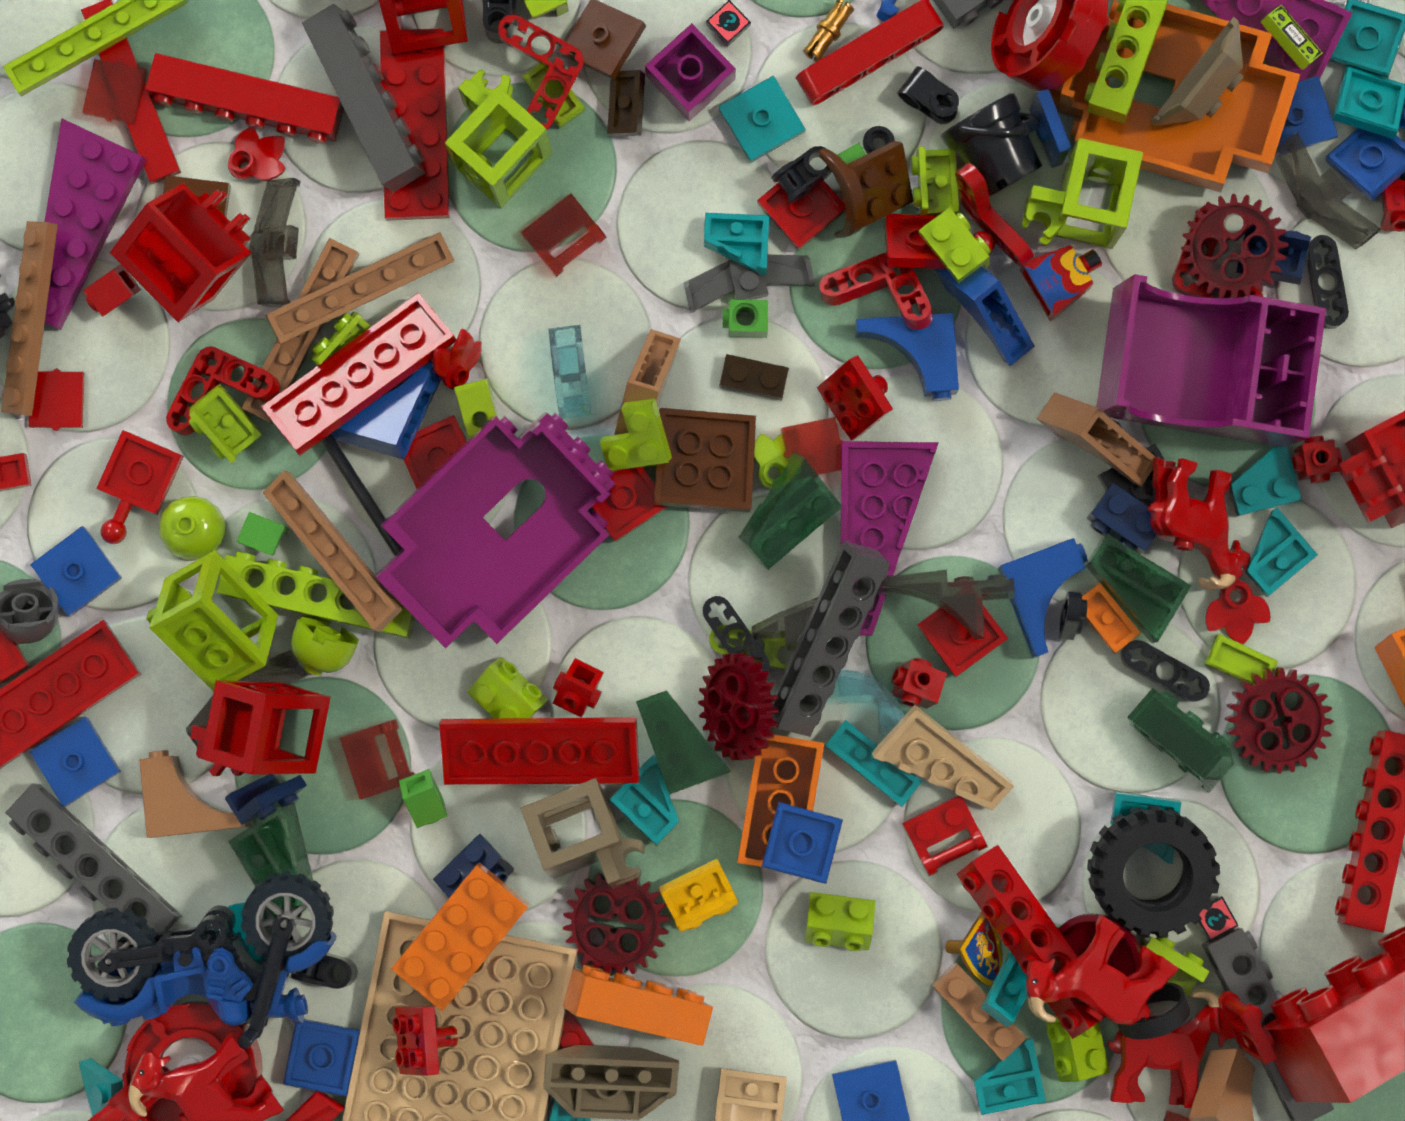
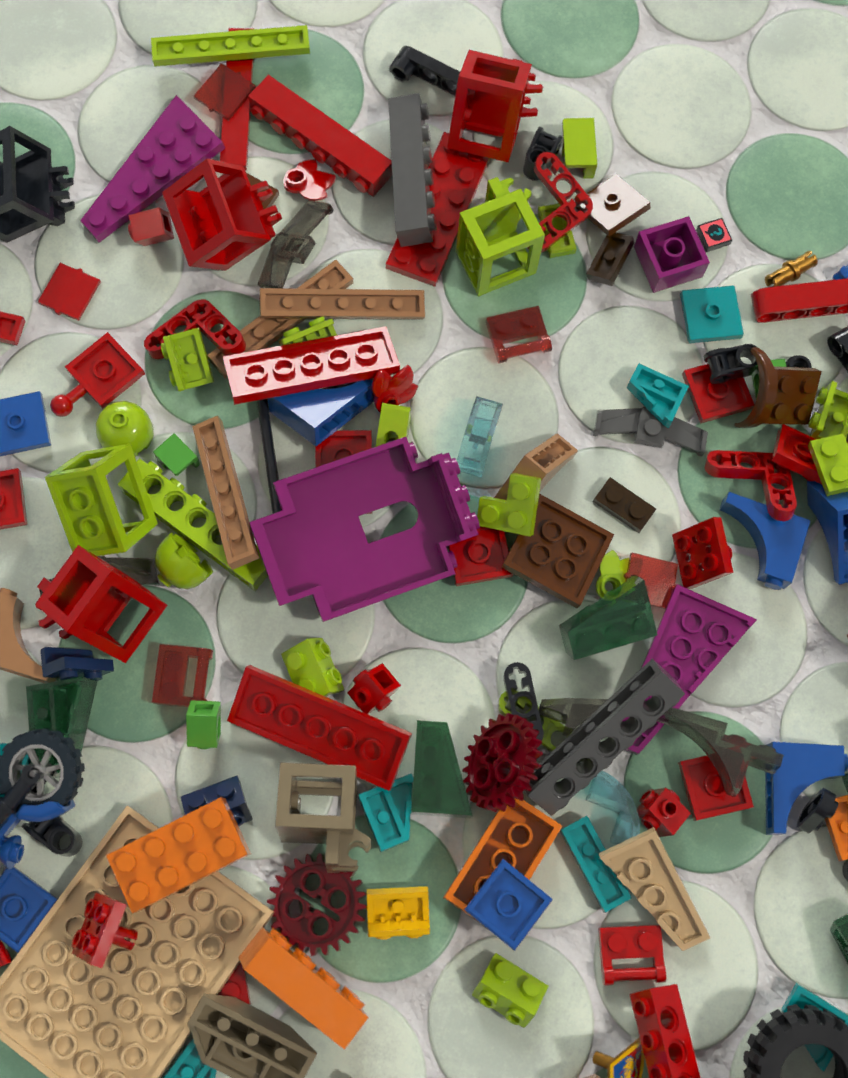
camera: 15 degrees right, 10 degrees down
(29, 318) = (78, 221): medium nougat plate -> none
(757, 308) = (649, 451): bright green brick -> none

